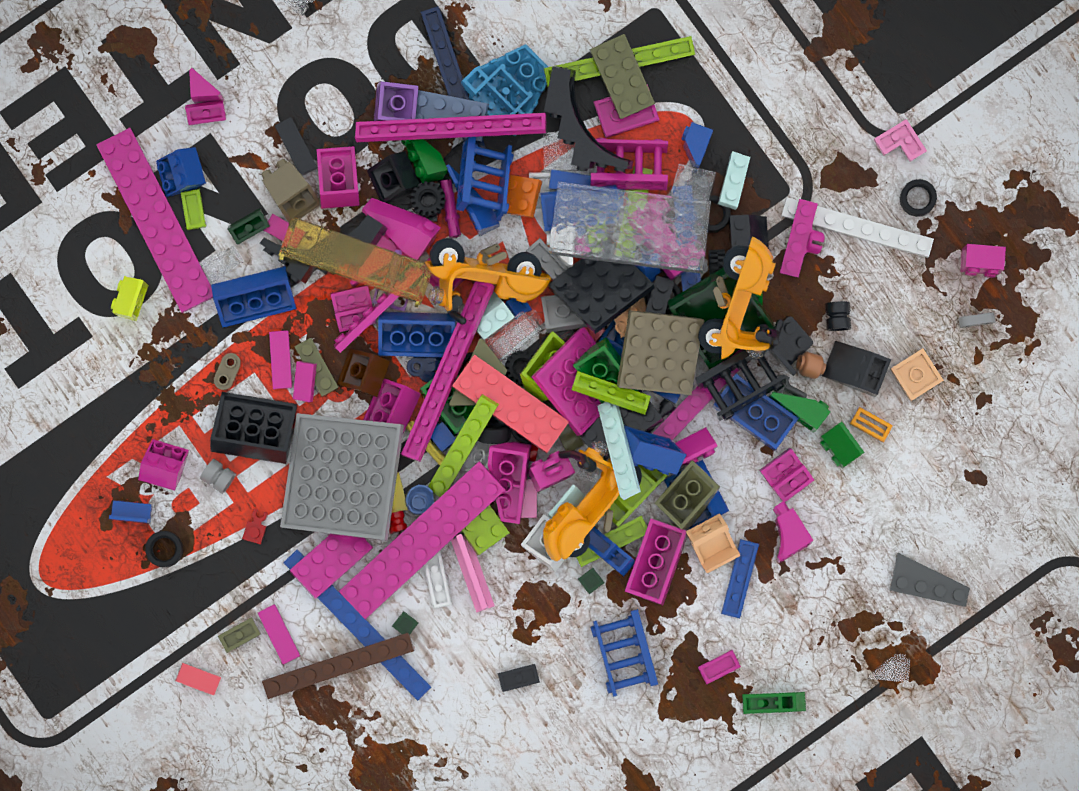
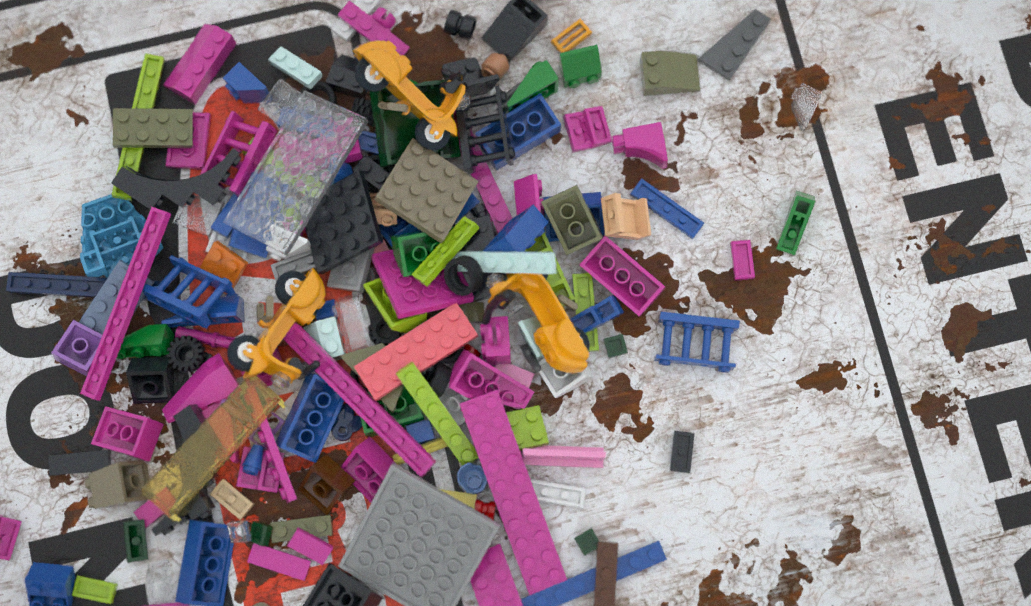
camera: 65 degrees left, 5 degrees down
(292, 314) = (239, 531): none -> clear plate
(298, 333) = (260, 533): none -> dark green plate
(317, 295) = (232, 499): none -> tan plate
(357, 300) = (253, 461): none -> blue cone
(544, 513) = (530, 357): none -> dark grey bar
(602, 424) = (453, 281): none -> black tyre
(704, 89) = (200, 63): none -> dark pink slope
(872, 531) = (669, 73): none -> olive slope

